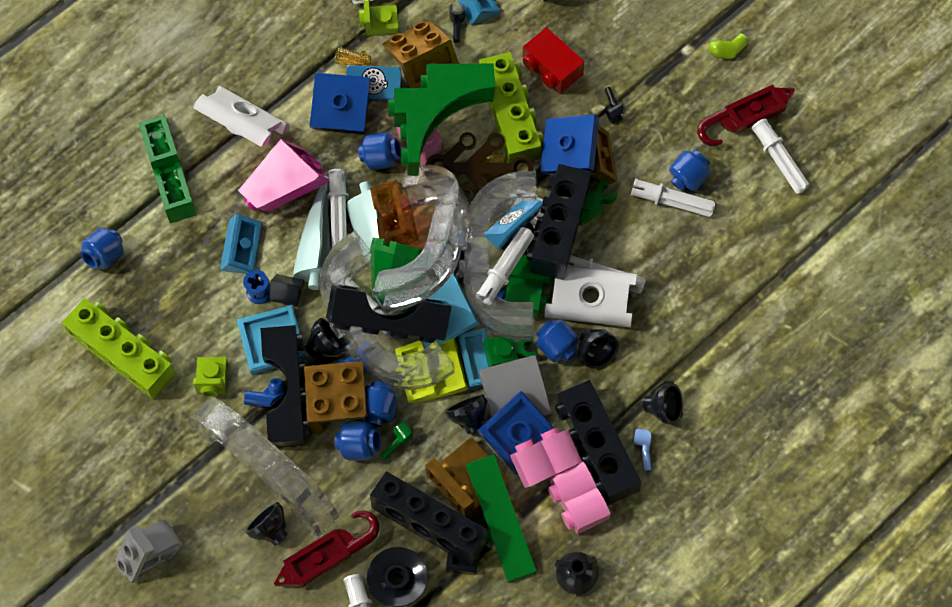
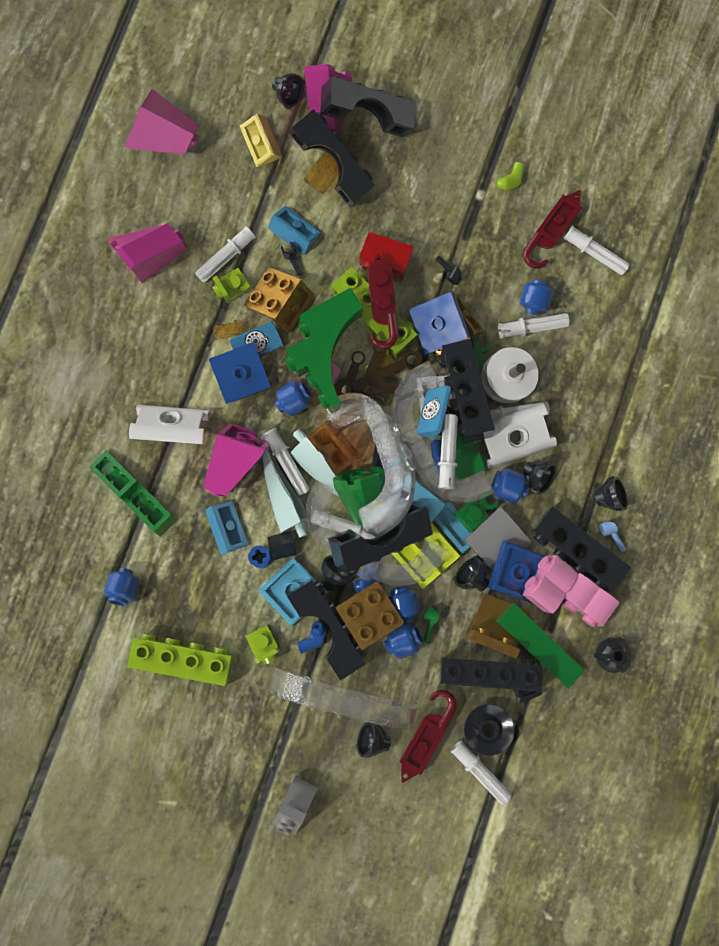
camera: 30 degrees left, 15 degrees up
(522, 95) = (383, 301): none -> dark red plate
(616, 231) = (509, 375): none -> white wheel

